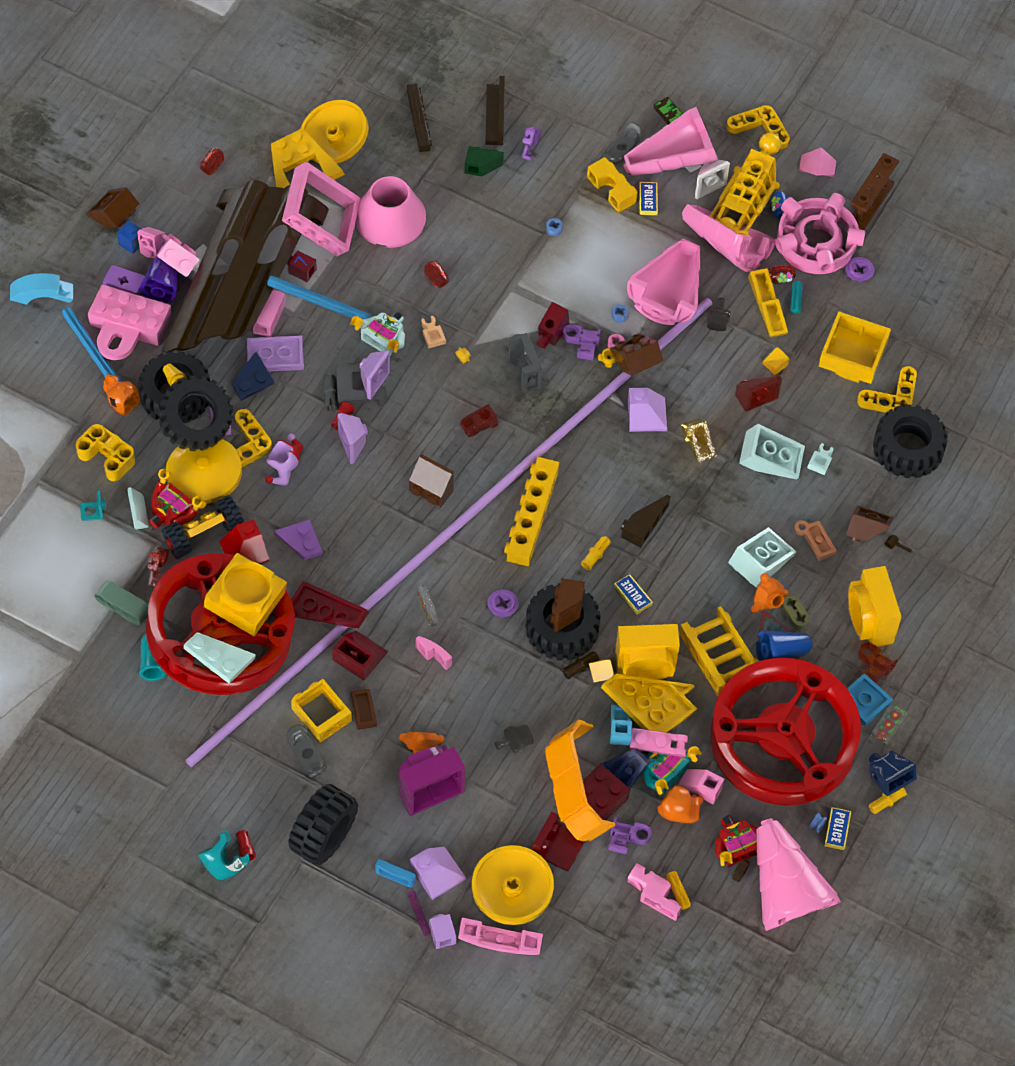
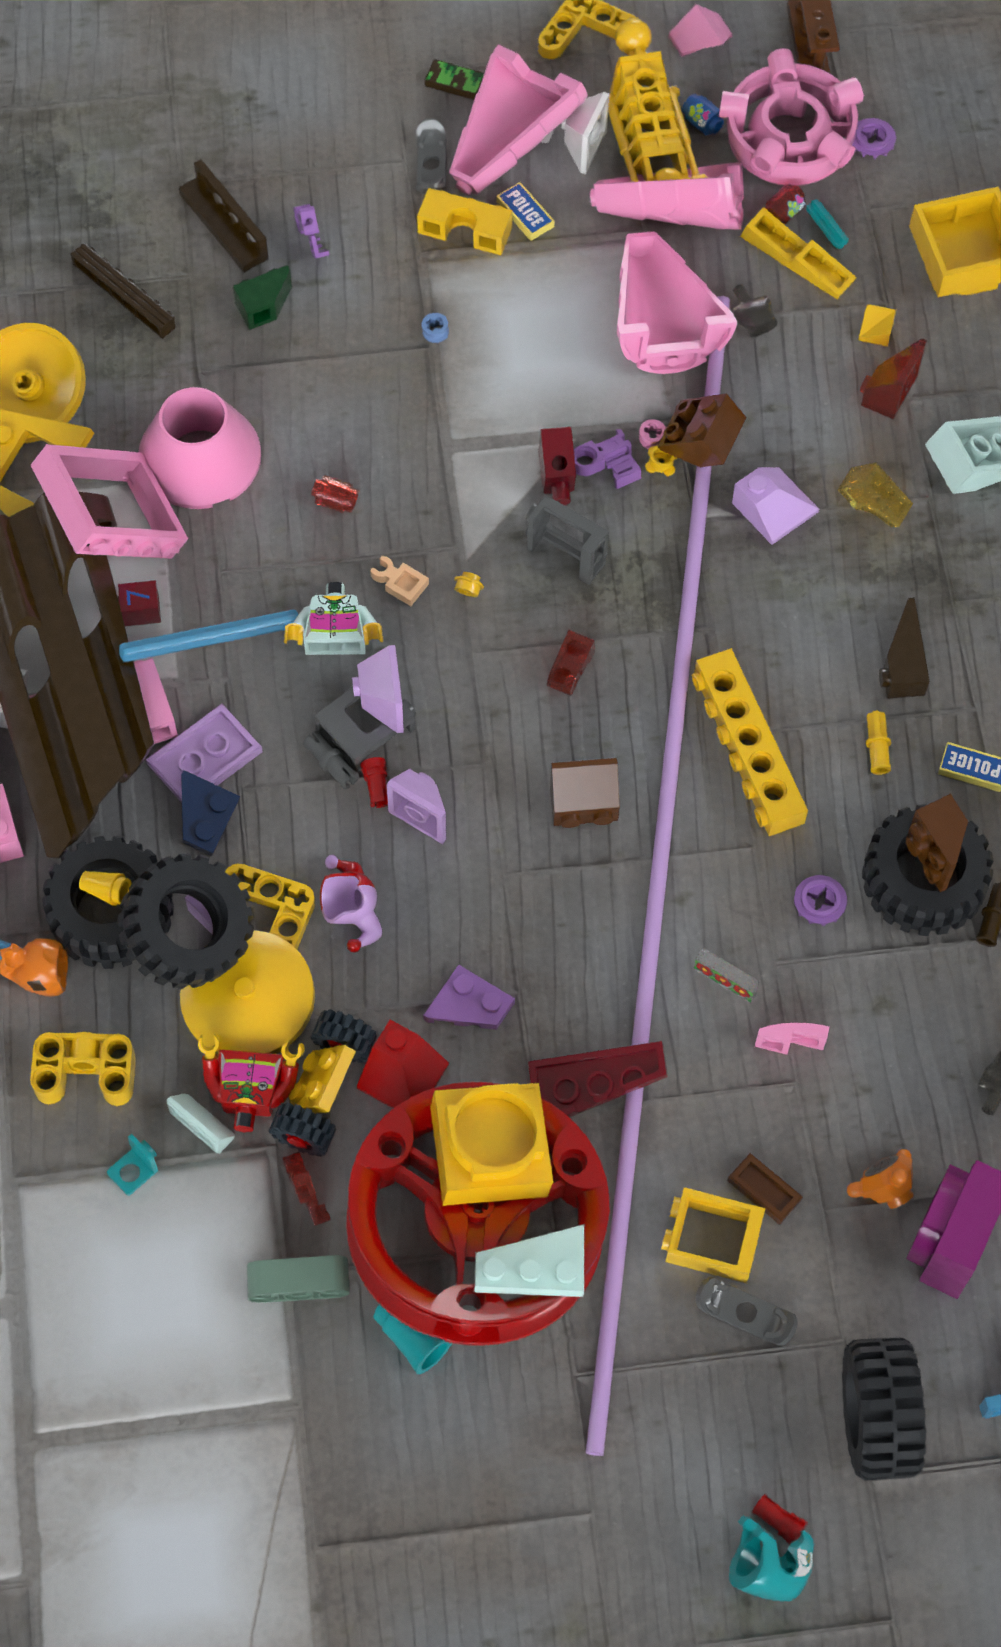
camera: 35 degrees left, 5 degrees up
(358, 654) = (696, 1114): dark red slope -> none
(620, 308) = (617, 384): medium blue bush -> none

